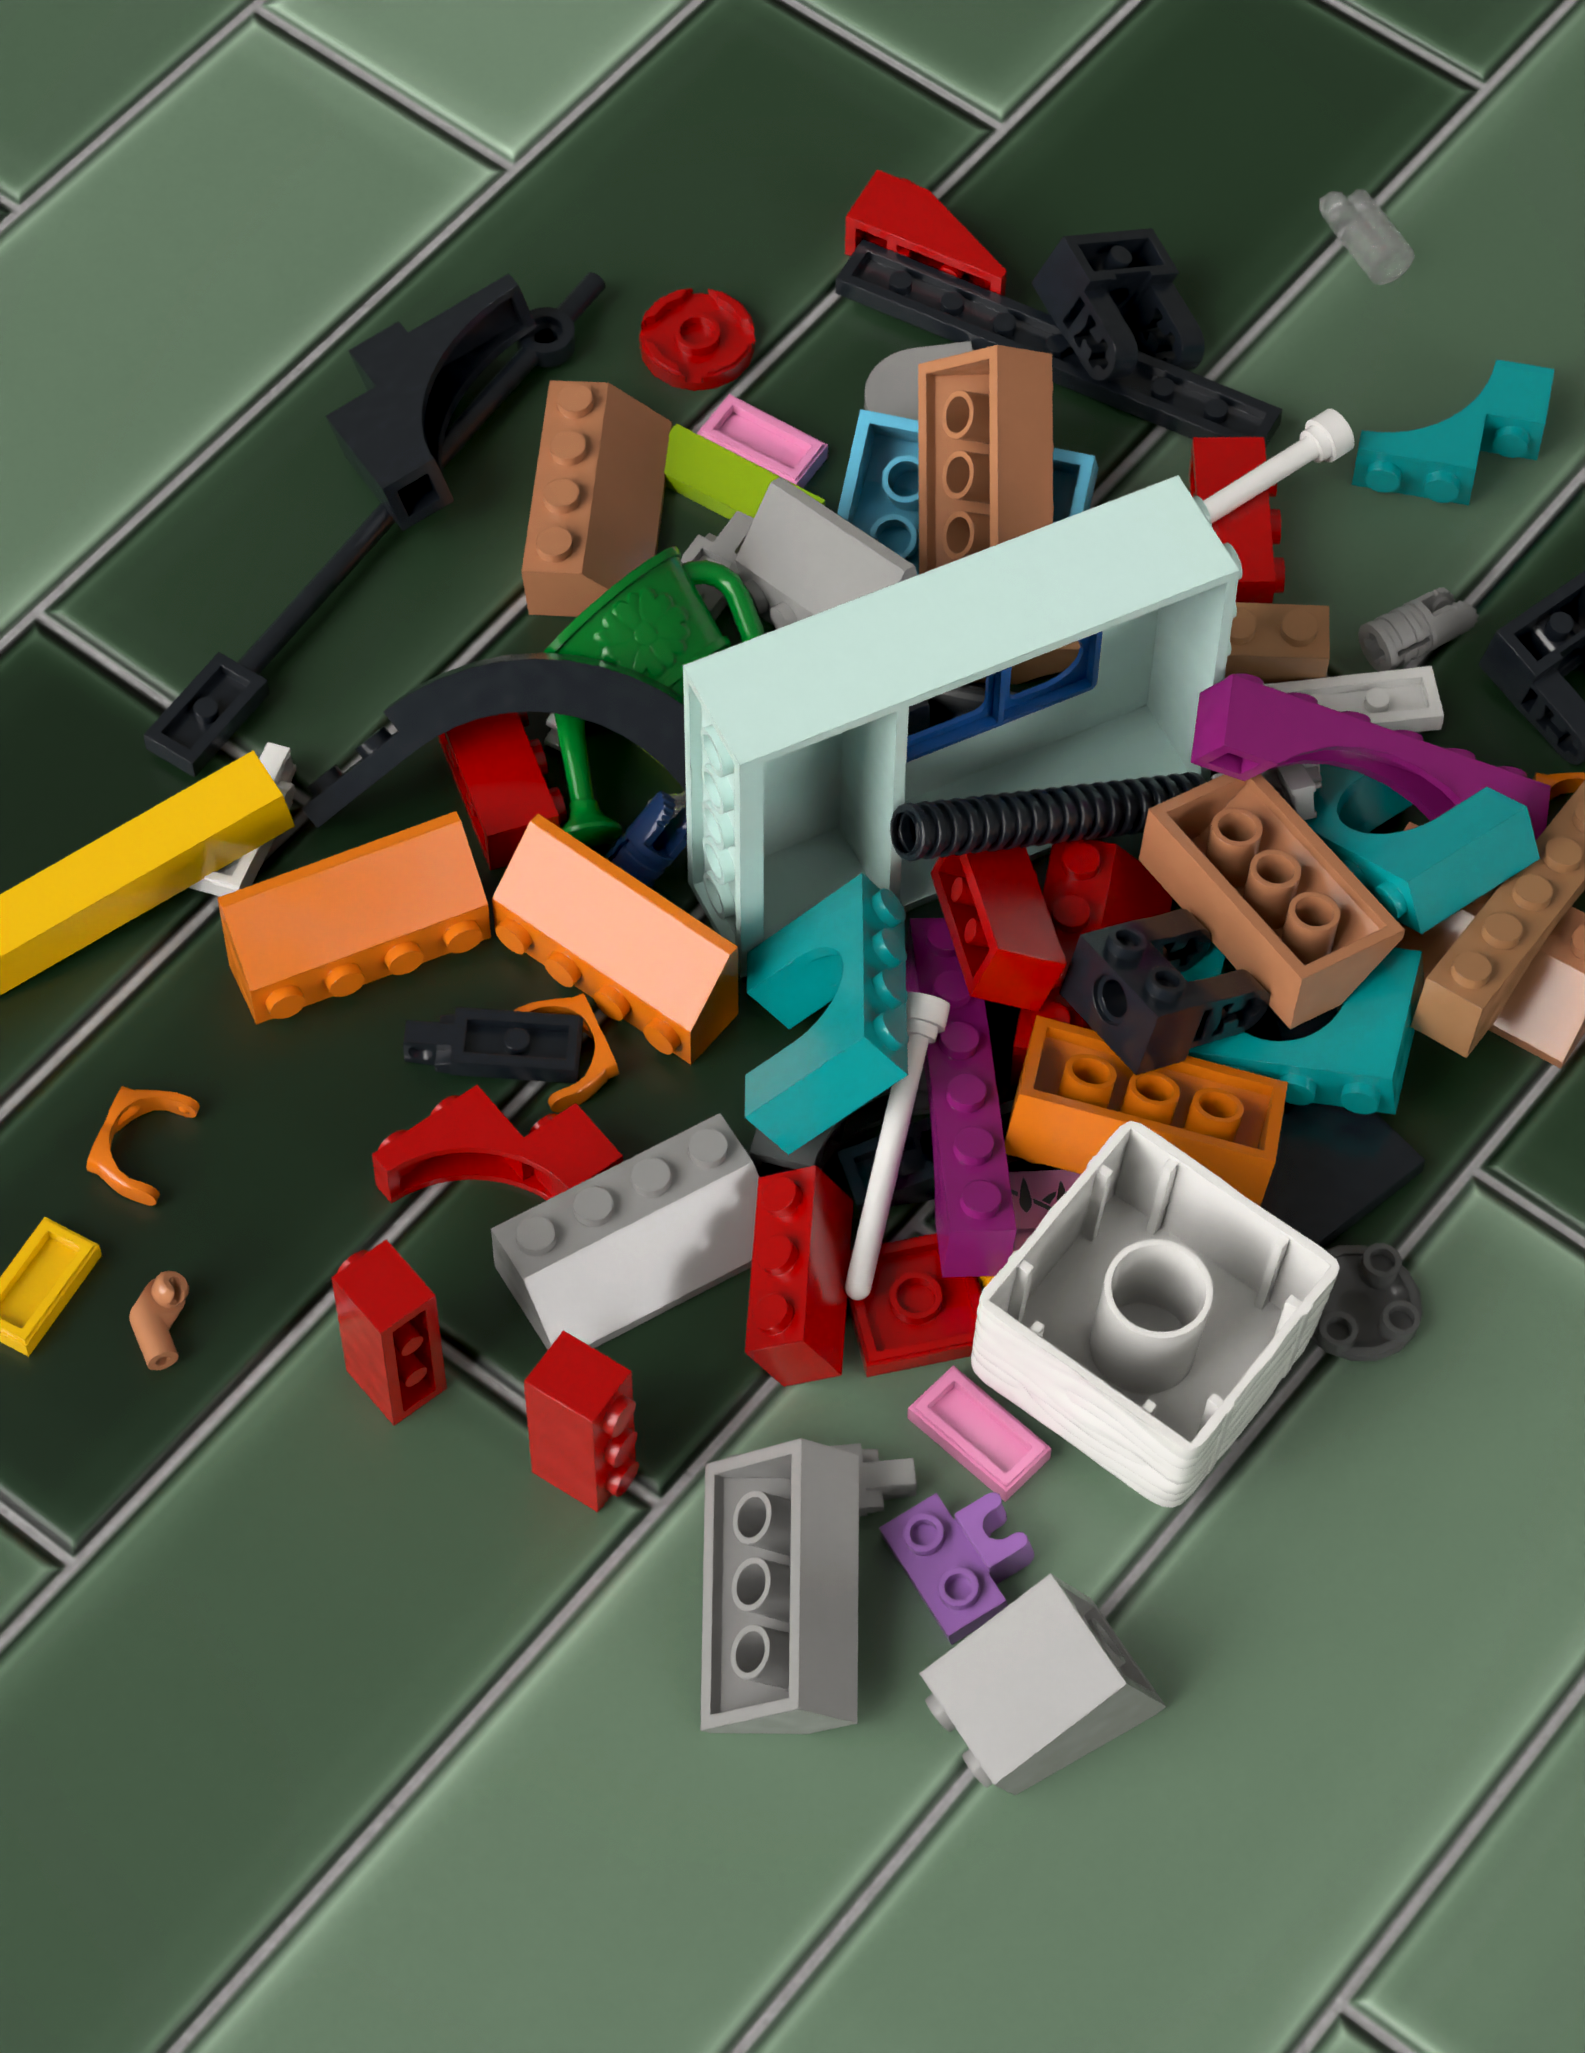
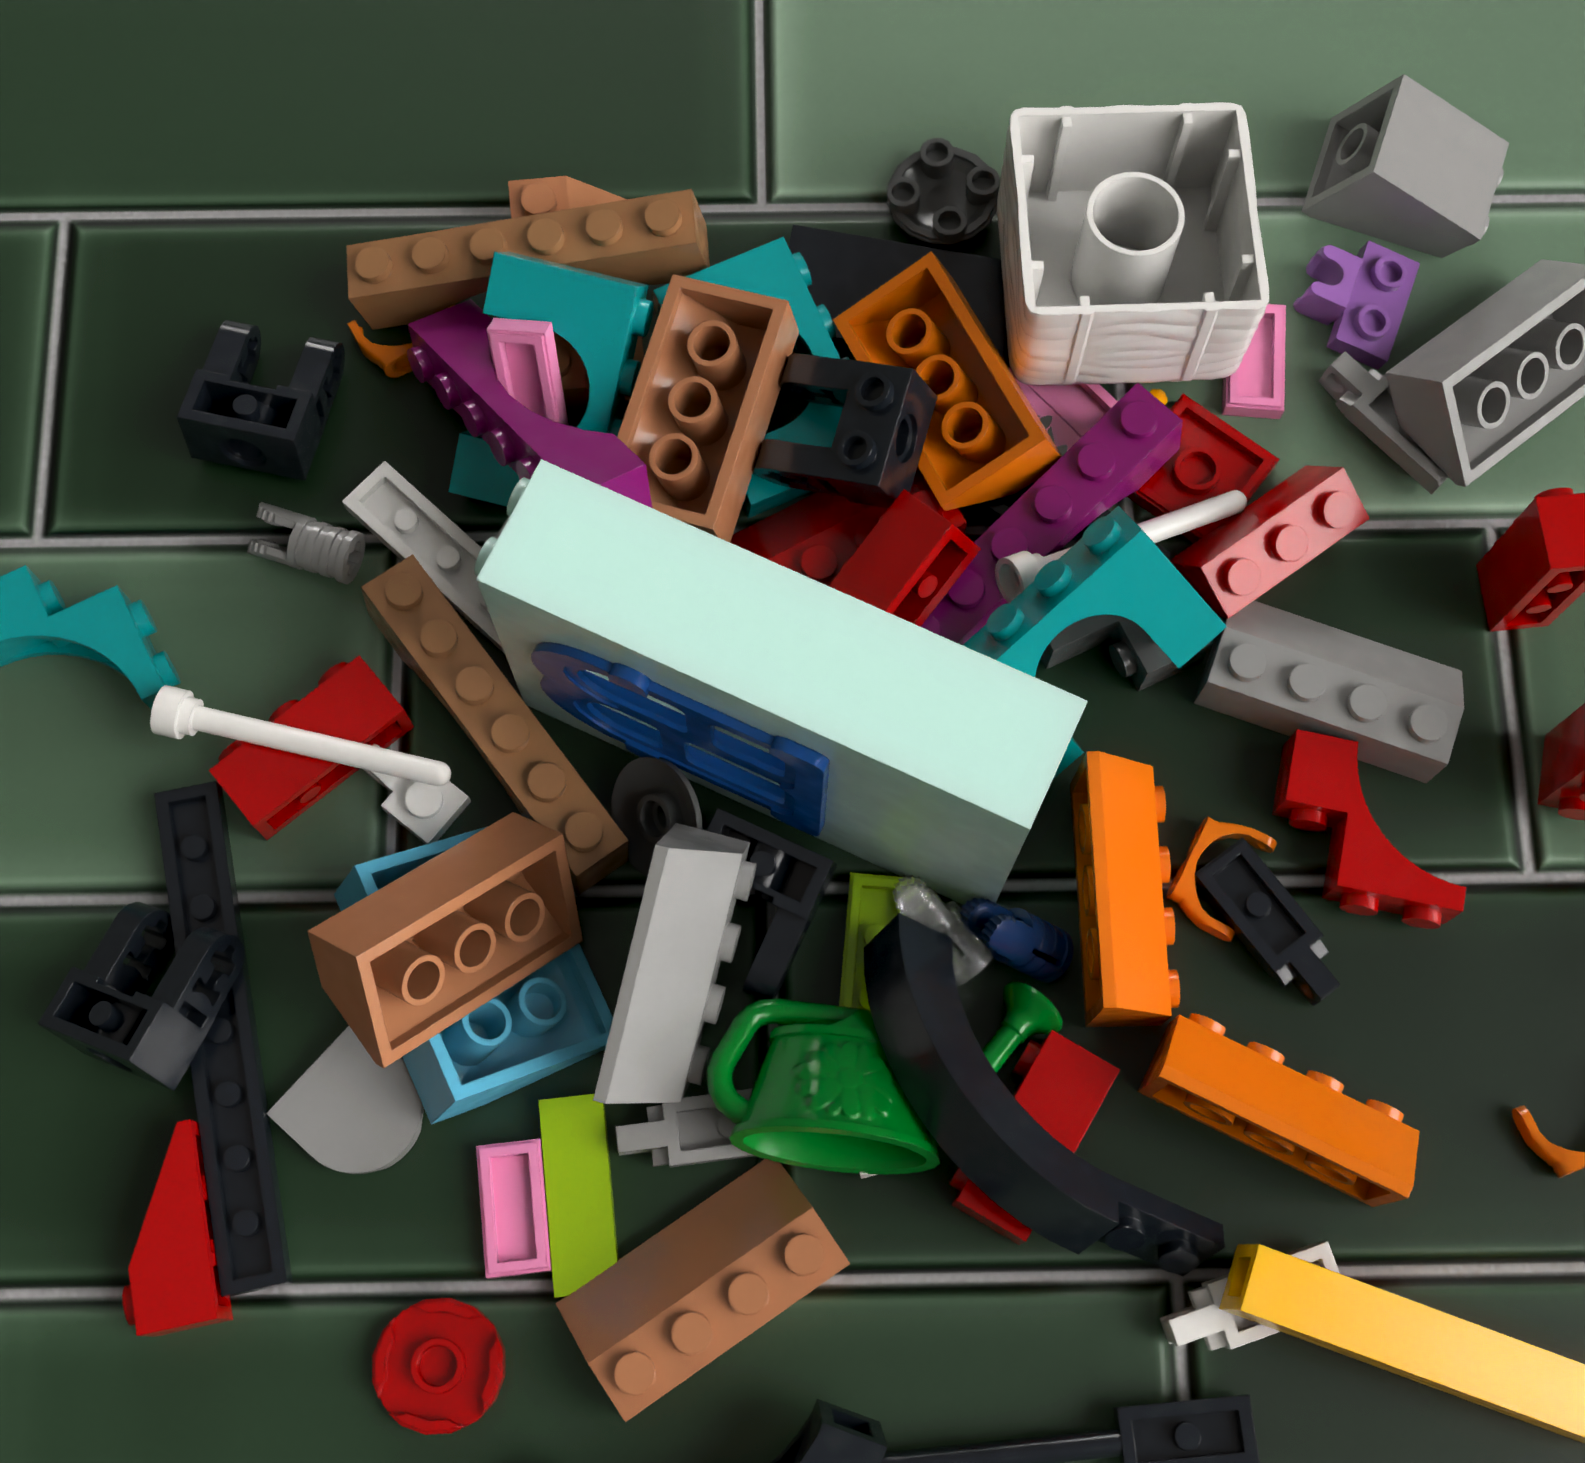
camera: 130 degrees left, 15 degrees up
(1415, 805) = (528, 365): none -> bright pink tile

